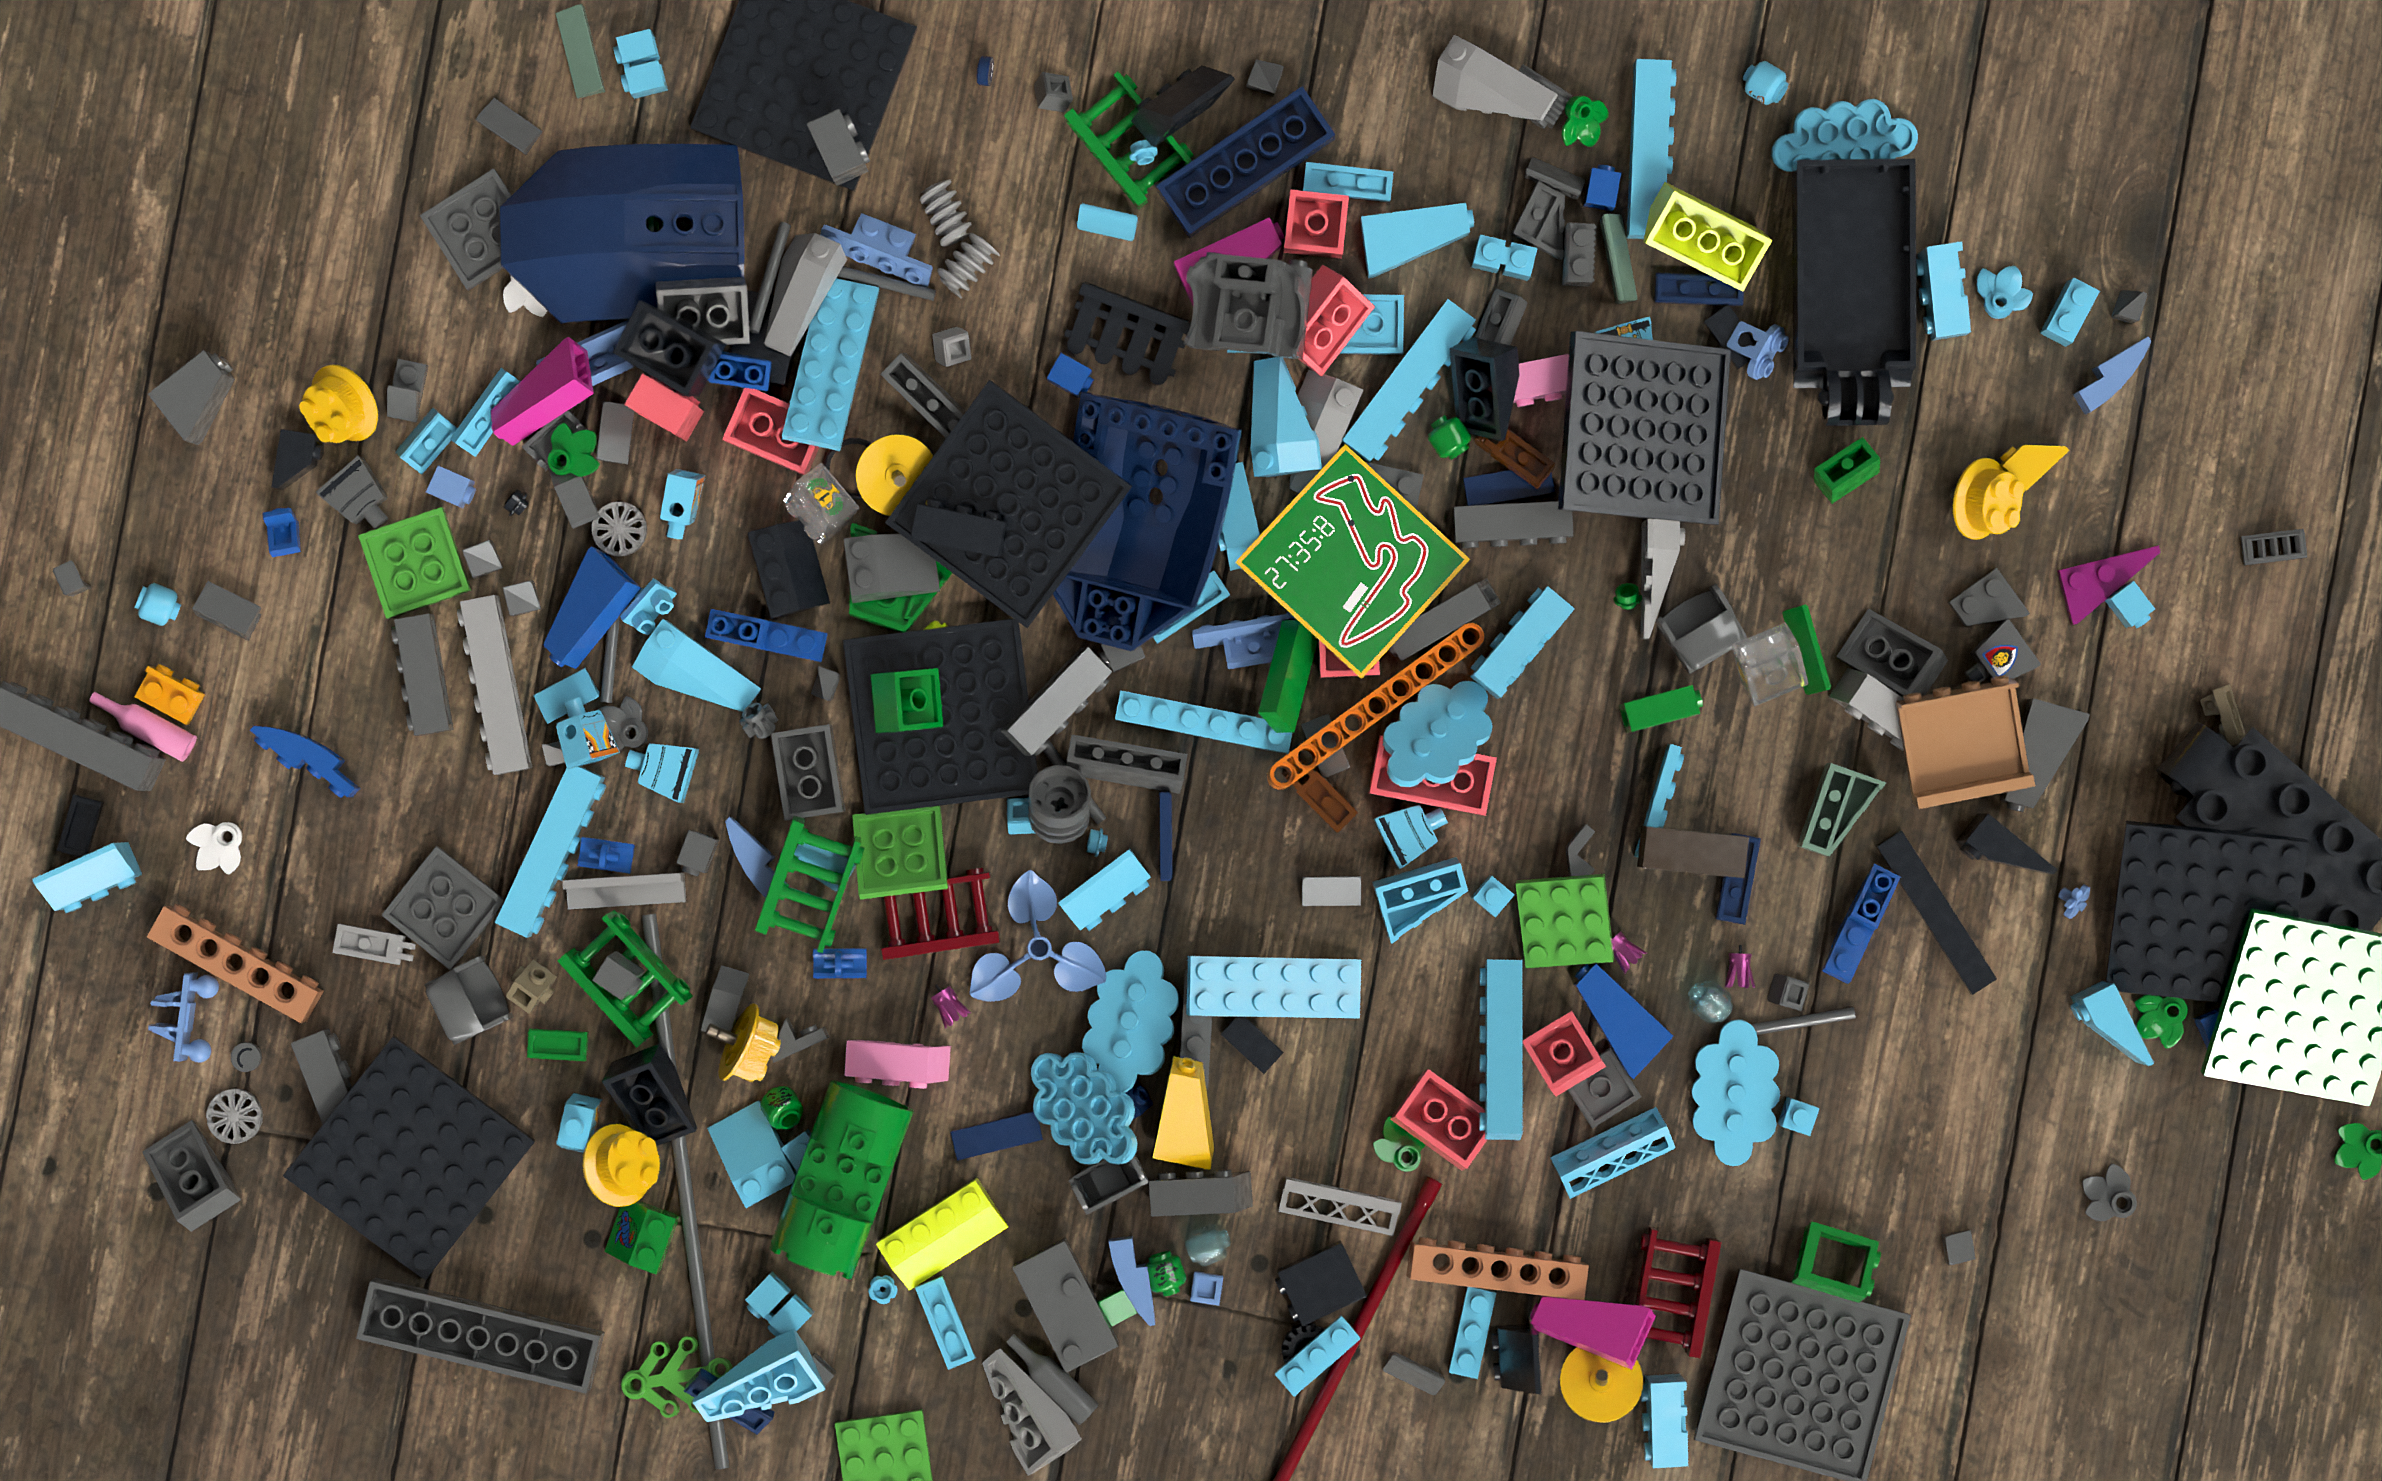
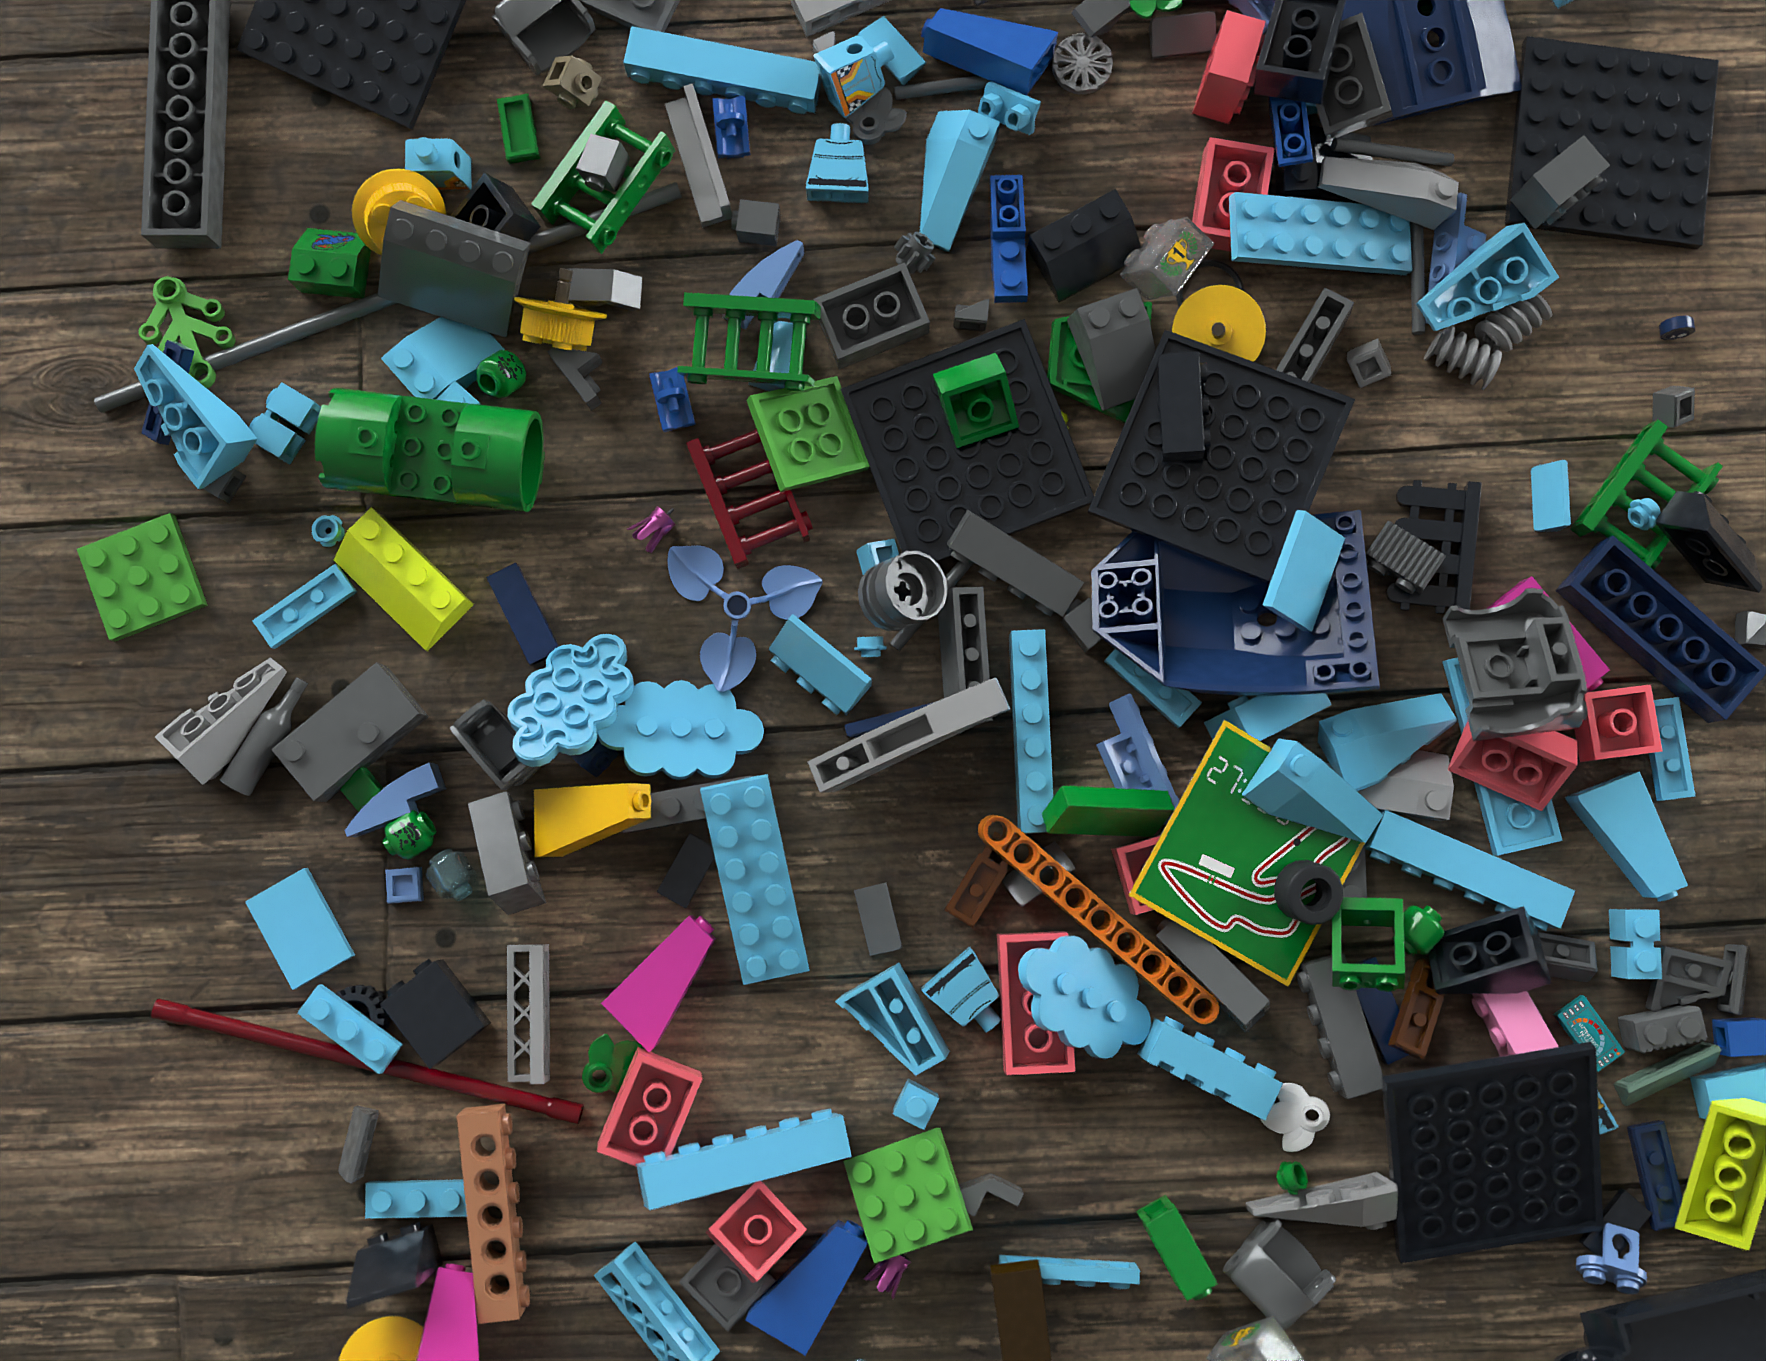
camera: 75 degrees right, 5 degrees down
(681, 488) = (1130, 115): medium azure torso -> none
(682, 1126) = (451, 267): none -> dark grey slope
(897, 1063) = (577, 486): bright pink wedge -> none
(906, 226) = (1495, 275): none -> medium azure wedge
(1070, 376) = (1373, 495): blue brick -> none
(1125, 461) = (1304, 571): none -> medium azure tile
(1131, 366) = (1403, 558): none -> dark grey brick
(1184, 830) = (907, 736): none -> light grey slope
(1222, 1384) = (300, 928): none -> medium azure tile
(1312, 506) = (1307, 791): none -> medium azure wedge
(1343, 1090) = (658, 985): none -> dark pink slope
(1382, 537) = (1326, 899): none -> black tyre
(1424, 479) = (1369, 912): none -> green window
(1569, 314) = (1585, 1025): none -> teal tile
(1579, 584) = (1290, 1117): none -> white plate

